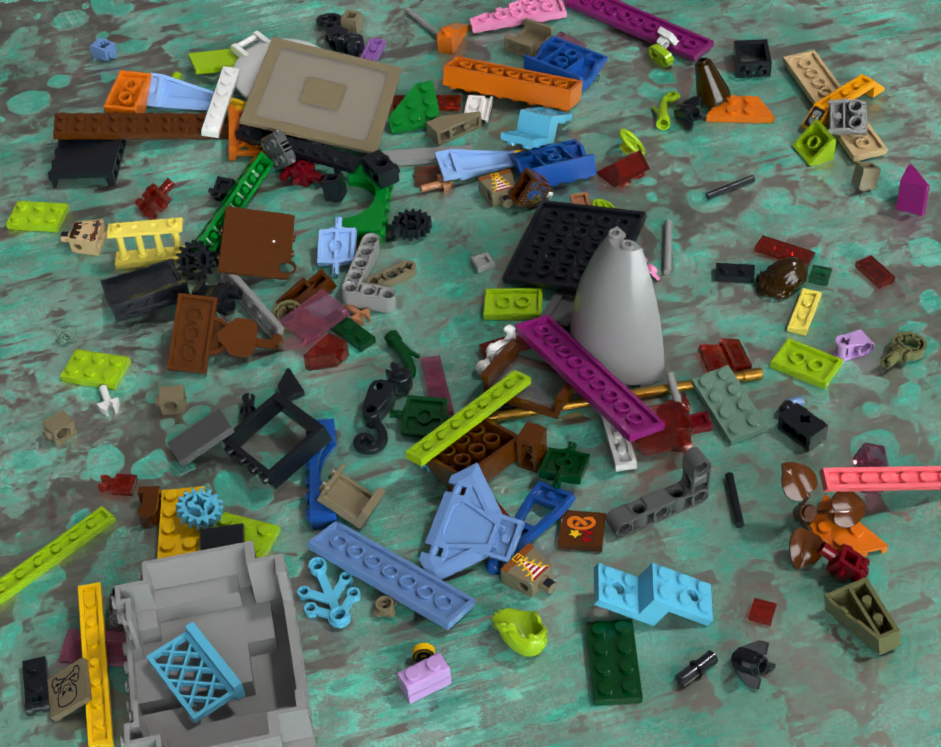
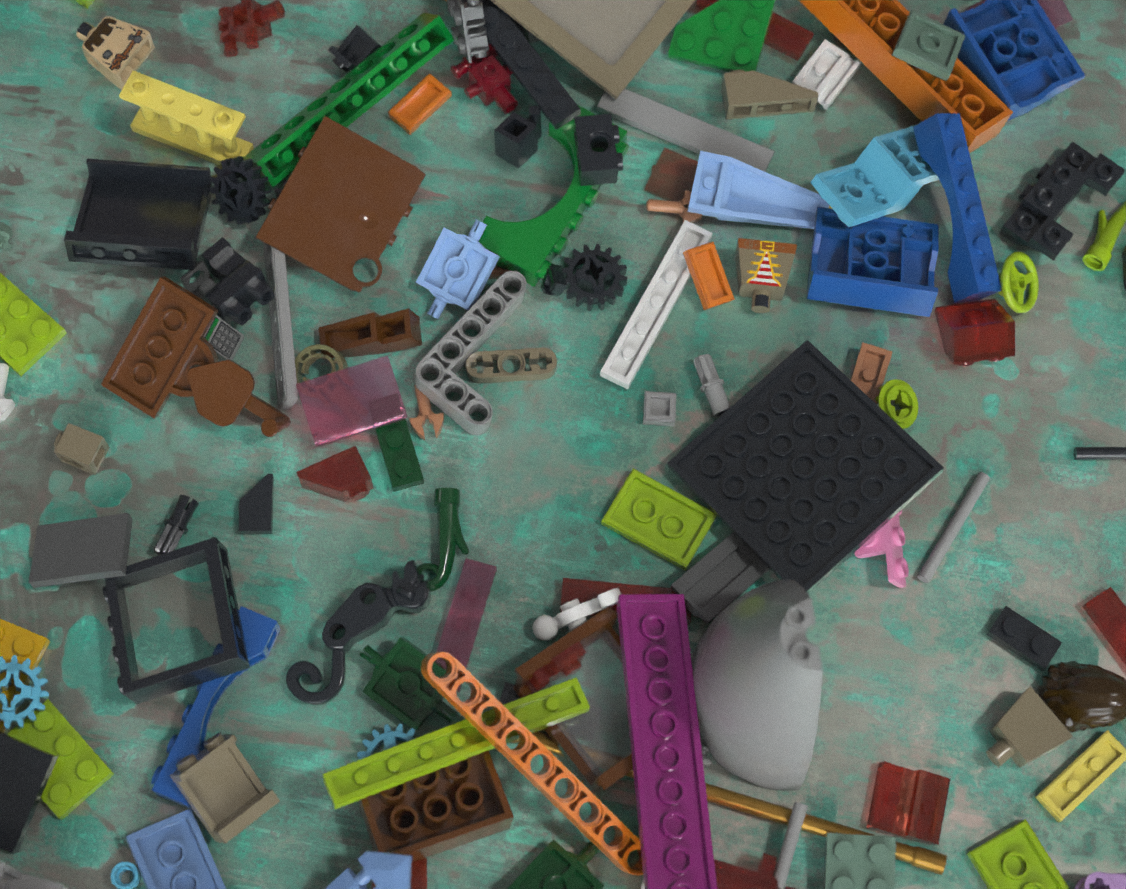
camera: 20 degrees right, 25 degrees up
(271, 198) = (419, 104): none -> orange tile
(452, 223) = (653, 308): none -> white plate
(472, 200) = (708, 275): none -> orange tile
(502, 240) = (711, 384): none -> light grey axle
(504, 368) = (565, 664): none -> clear red plate
(518, 404) = (521, 757): none -> orange beam
(523, 70) = (928, 45): none -> sand green tile
(530, 189) = (803, 308): reddish brown torso -> none
(531, 446) = (524, 834): reddish brown brick -> none
(604, 143) = (972, 262): none -> blue arch
(624, 107) = (1057, 186): none -> black bracket
(764, 303) = (1026, 731): none -> dark tan torso

